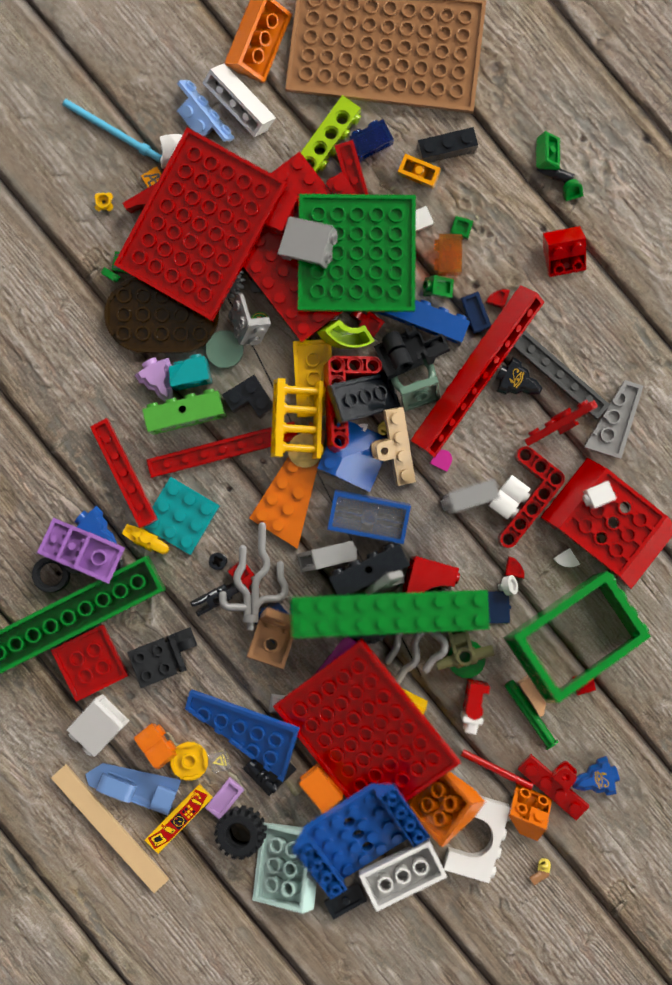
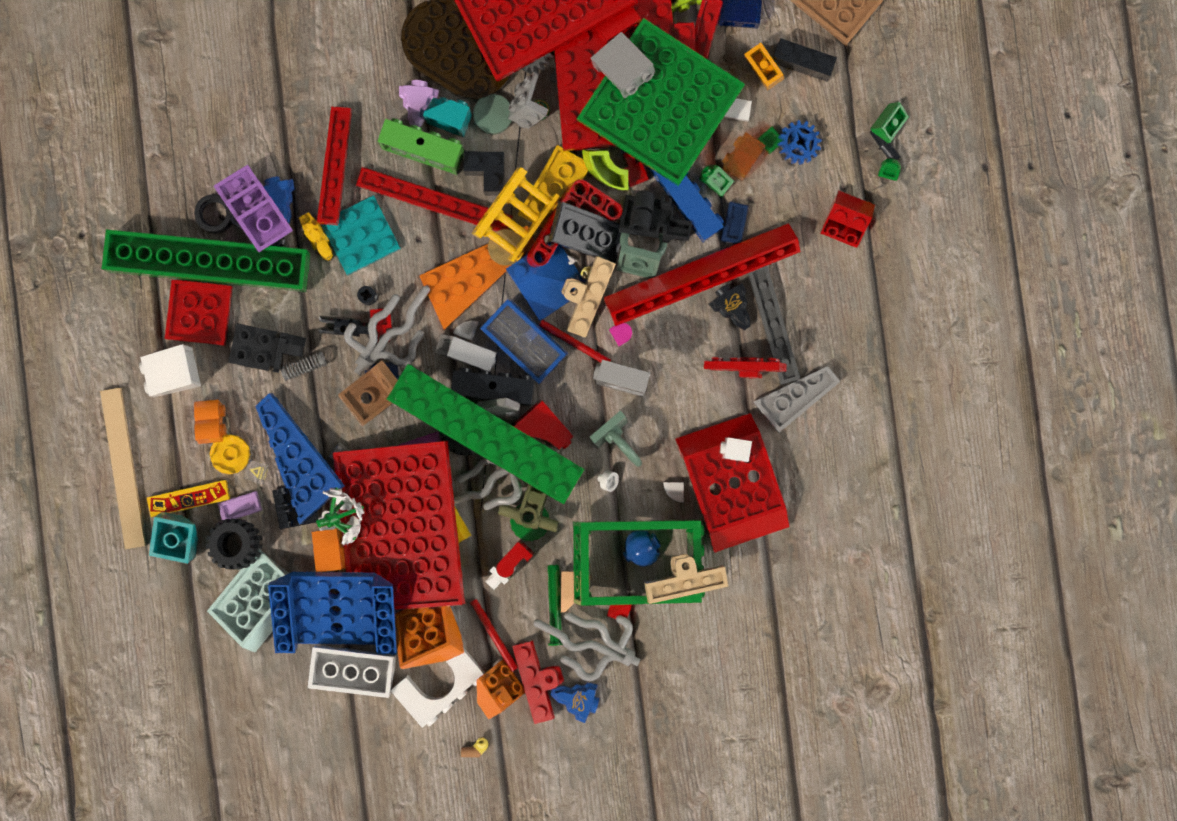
camera: 25 degrees right, 0 degrees up
(135, 786) = (169, 446): medium blue panel -> none
(188, 859) = (173, 538): none -> teal slope
(217, 639) = (322, 362): none -> light grey piece
(308, 762) = (331, 519): none -> plant
(315, 536) = (467, 329): none -> white tile
(345, 901) = (287, 663): black plate -> none
(409, 491) = (573, 342): none -> red piece
(488, 546) = (611, 433): none -> sand green tile
(494, 218) = (795, 135): none -> blue gear
(498, 298) = (763, 223): red tile -> none
(498, 607) = (585, 493): dark blue piece -> none
(511, 495) = (659, 403): white brick -> none
(514, 568) = (623, 469): red tile -> none
(534, 498) = (679, 419): red beam -> none
(571, 623) = (642, 548): none -> blue plant
(602, 721) = (615, 652): none -> light grey plant
(628, 628) = (685, 580): none -> tan plate

